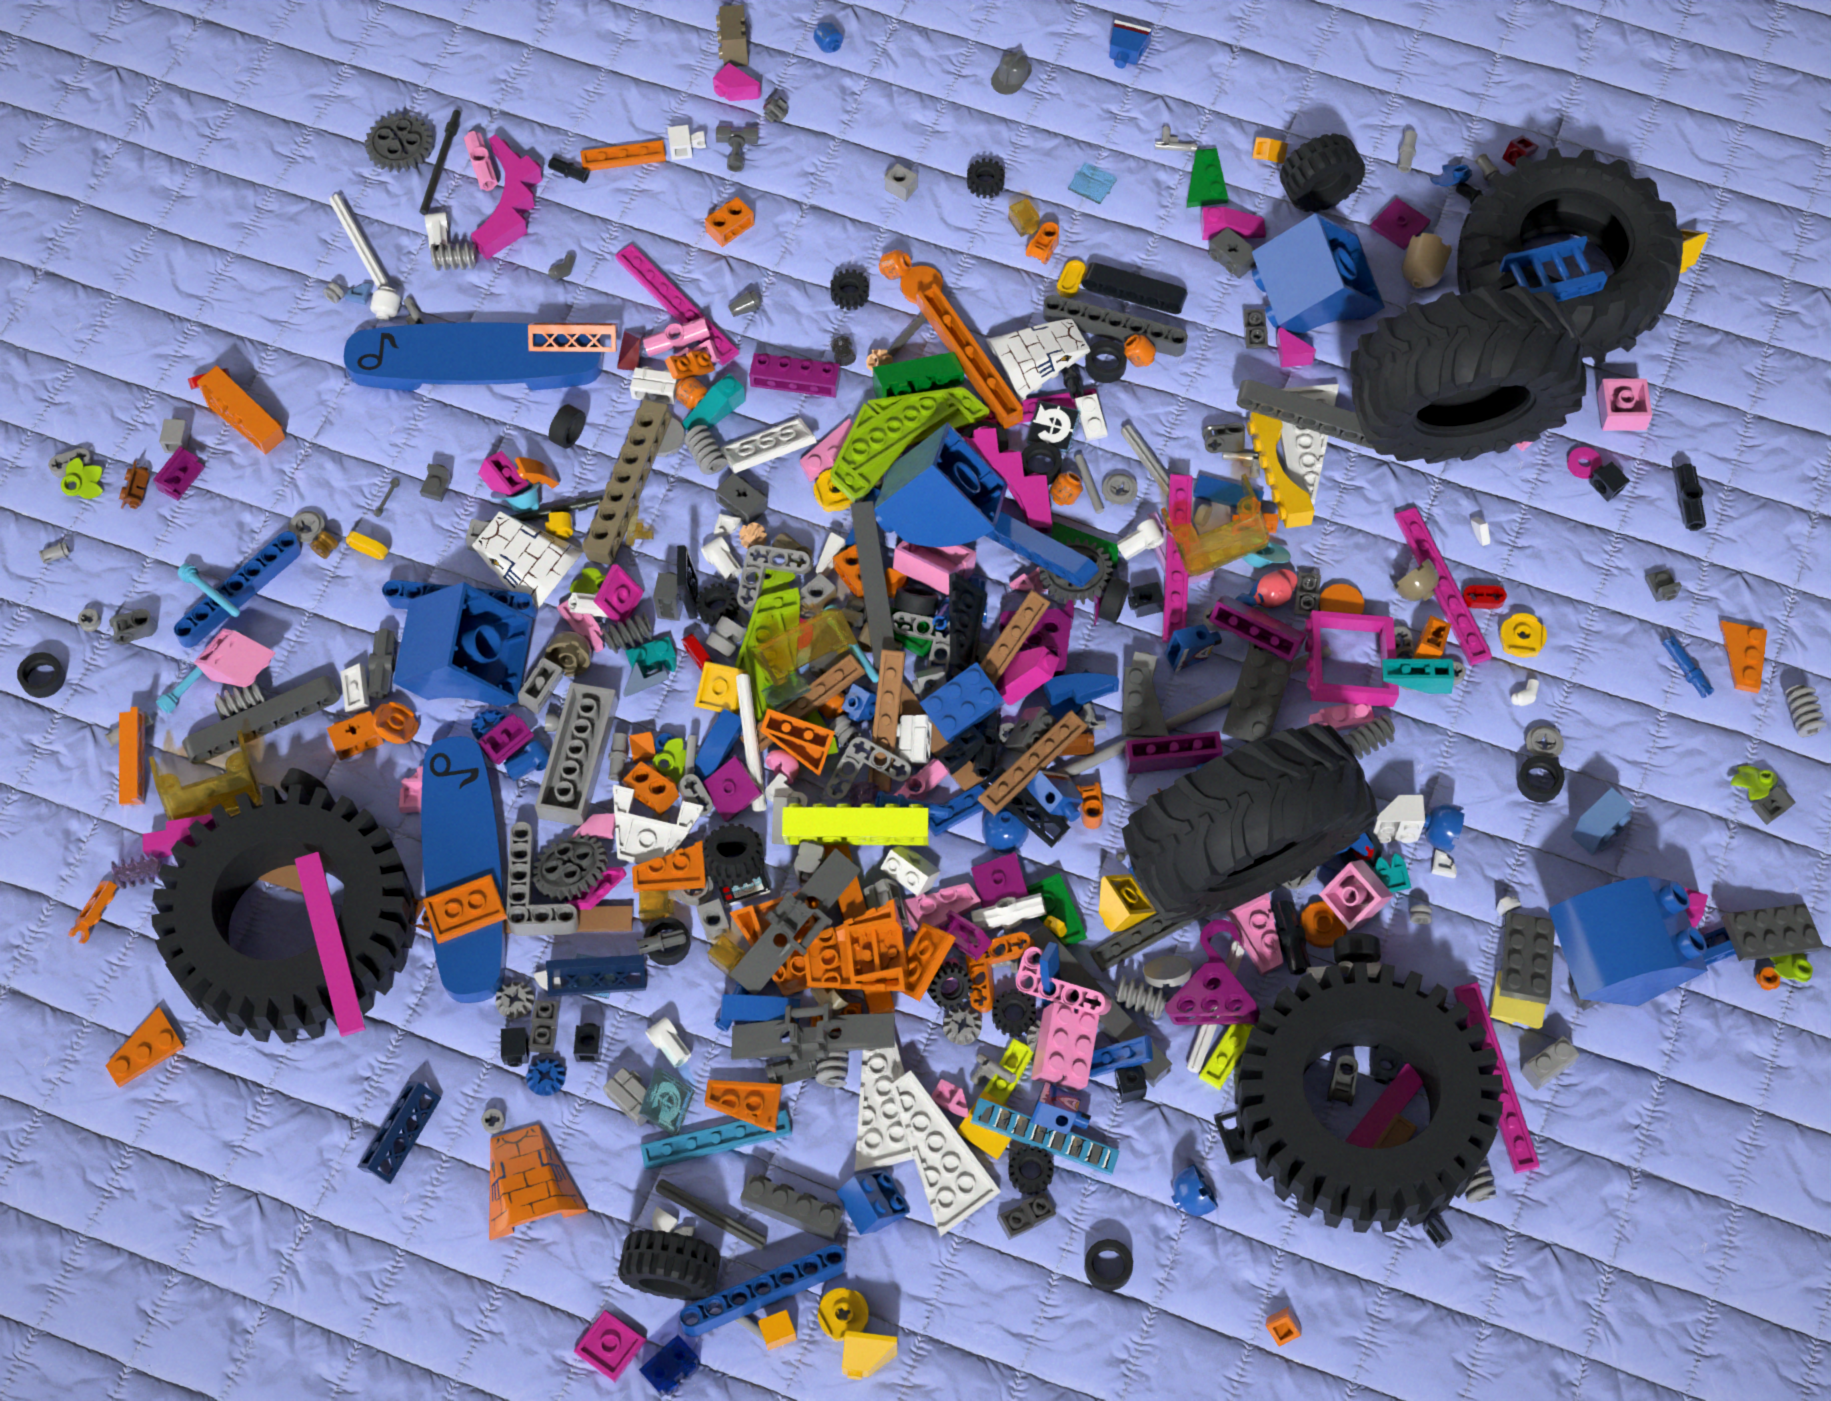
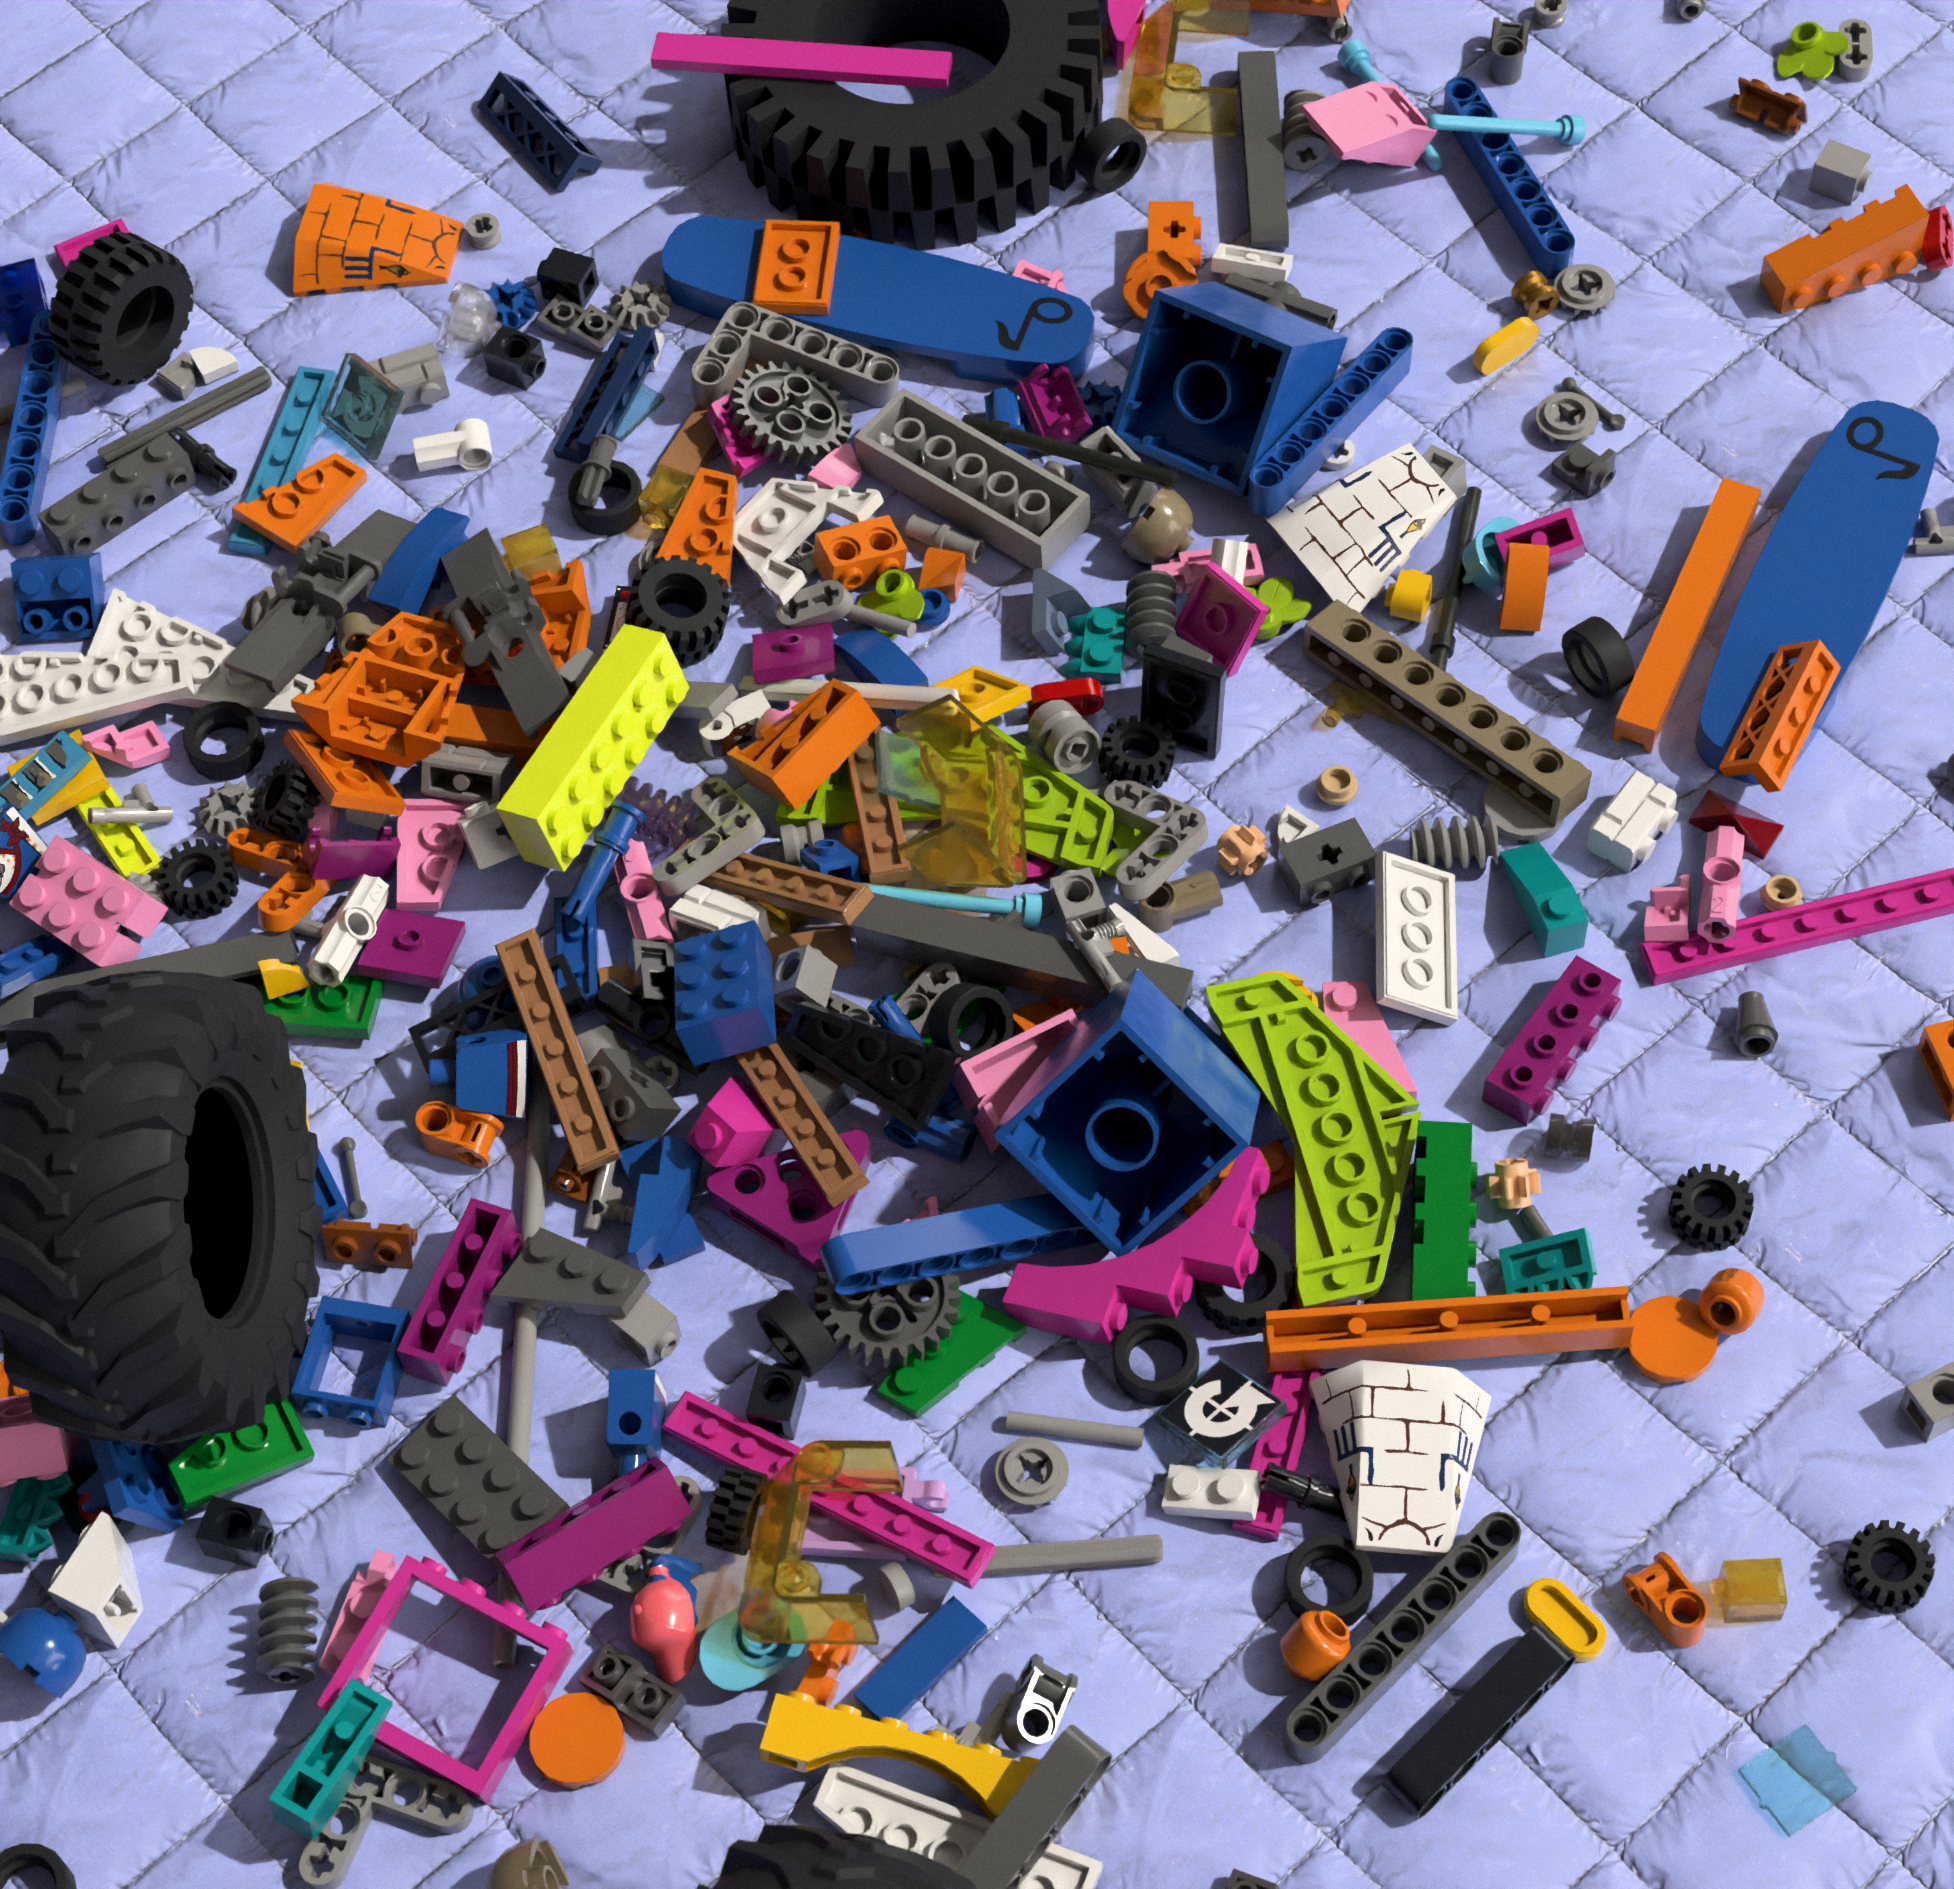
camera: 120 degrees right, 5 degrees down
(178, 474) = (1765, 161): magenta hinge -> none
(403, 495) = (1570, 406): none -> light grey gear
(511, 404) = (1686, 614): none -> orange tile
(543, 746) = (1003, 433): none -> pearl dark grey bar
(578, 1078) = (468, 322): none -> clear cylinder
(666, 312) = (1781, 886): none -> tan plate
(690, 392) = (1588, 864): orange head -> none
(691, 365) = (1641, 874): orange slope -> none
(691, 516) = (1337, 785): none -> tan plate
(711, 911) = (602, 557): light grey brick -> none
(719, 555) = (1236, 793): white piece -> none
(738, 1183) = (204, 459): none -> black pin
(859, 545) = (1098, 947): none -> light grey hose
(915, 333) = (1549, 1263): none -> teal plate
(923, 1034) = (216, 717): none -> black tyre
(1049, 969) = (195, 911): blue tile -> none
(1063, 989) = (172, 924): bright pink beam -> none
(1066, 488) = (1072, 1368): orange head -> none
(1145, 537) = (899, 1424): white piece -> none
(1209, 583) = (734, 1510): none -> black tyre
(1432, 639) = (385, 1833): orange brick -> none

